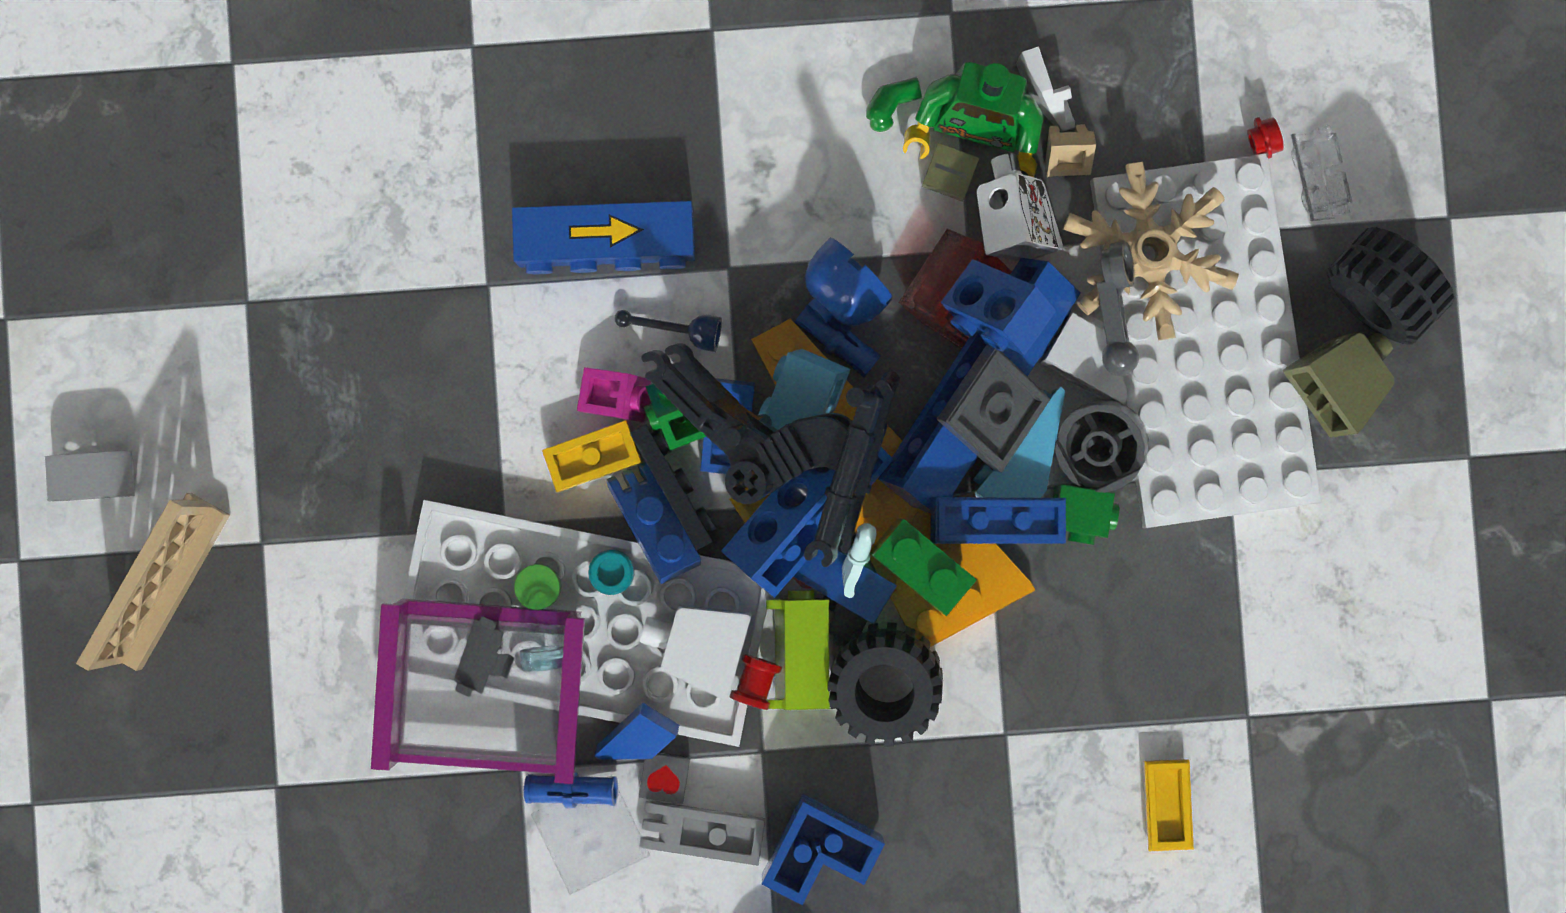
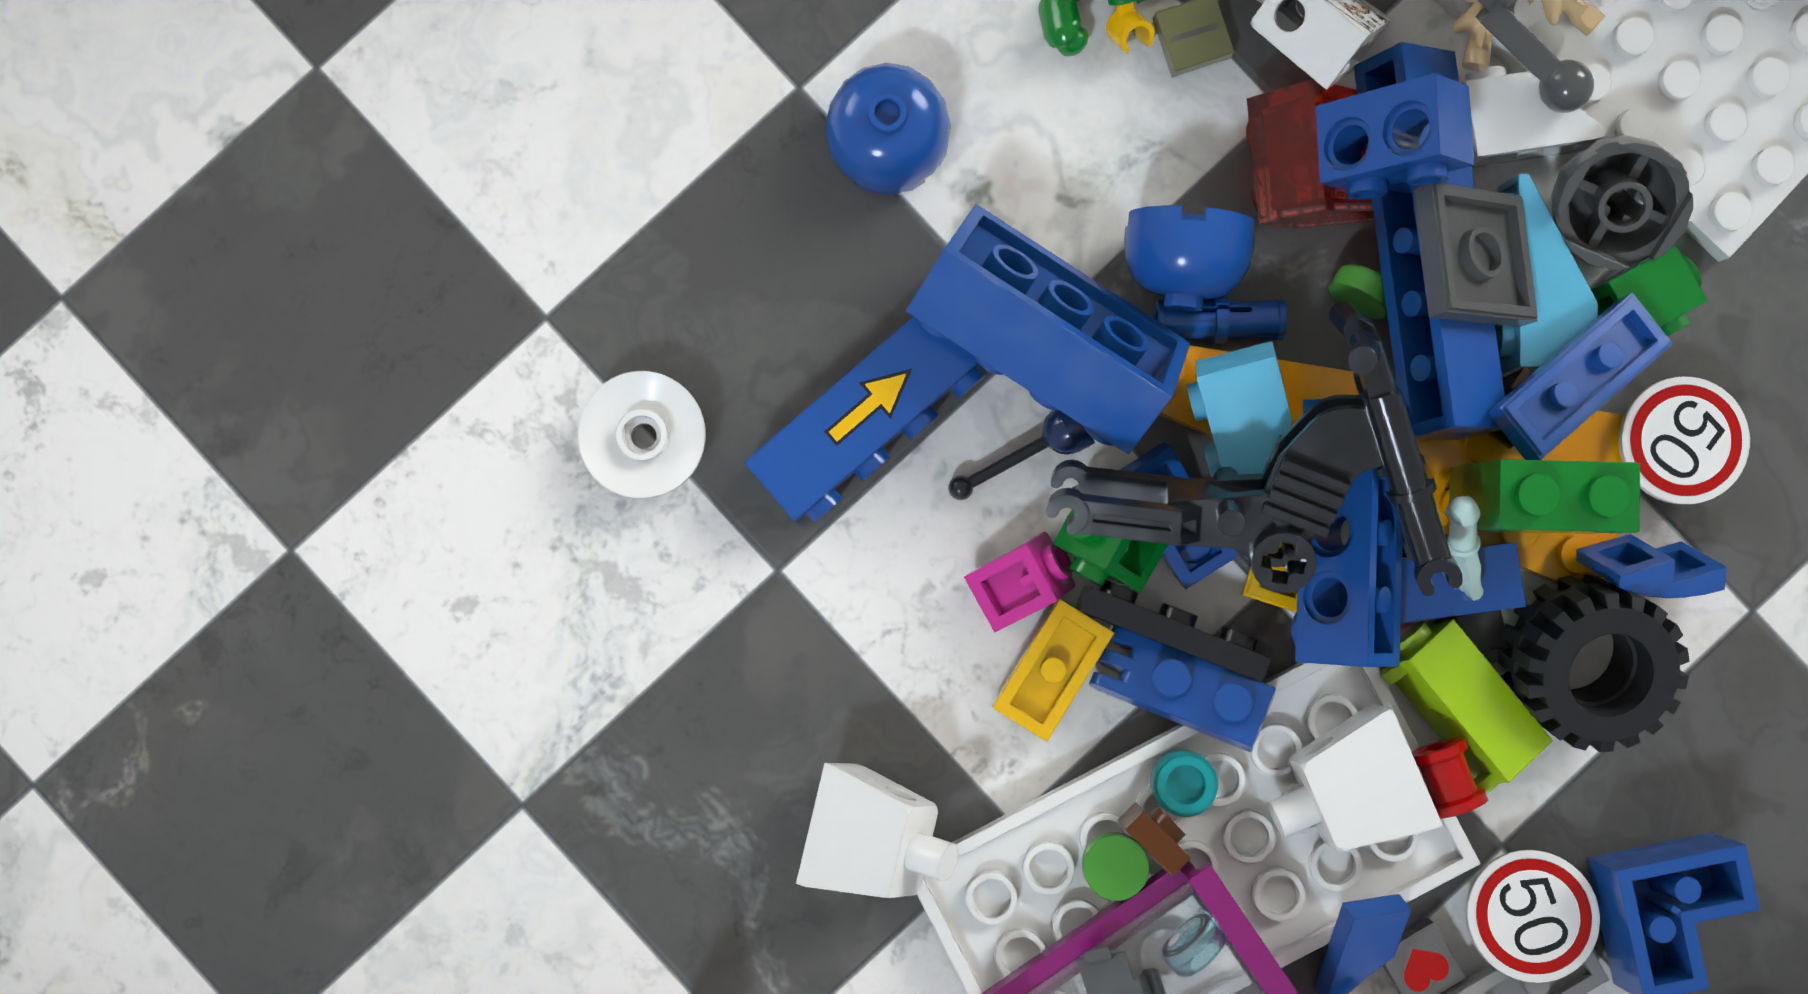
camera: 35 degrees left, 0 degrees up
(419, 464) = (872, 836): none -> white torso
(459, 132) = (609, 429): none -> white dish
(571, 586) = (1157, 836): none -> reddish brown plate
(733, 264) = (1051, 330): none -> blue slope
(740, 90) = (887, 128): none -> blue cylinder
(744, 797) = (1532, 916): none -> piece
(925, 381) = (1361, 288): none -> bright green tile
(951, 653) = (1654, 572): none -> blue slope
(1037, 606) = (1686, 439): none -> piece

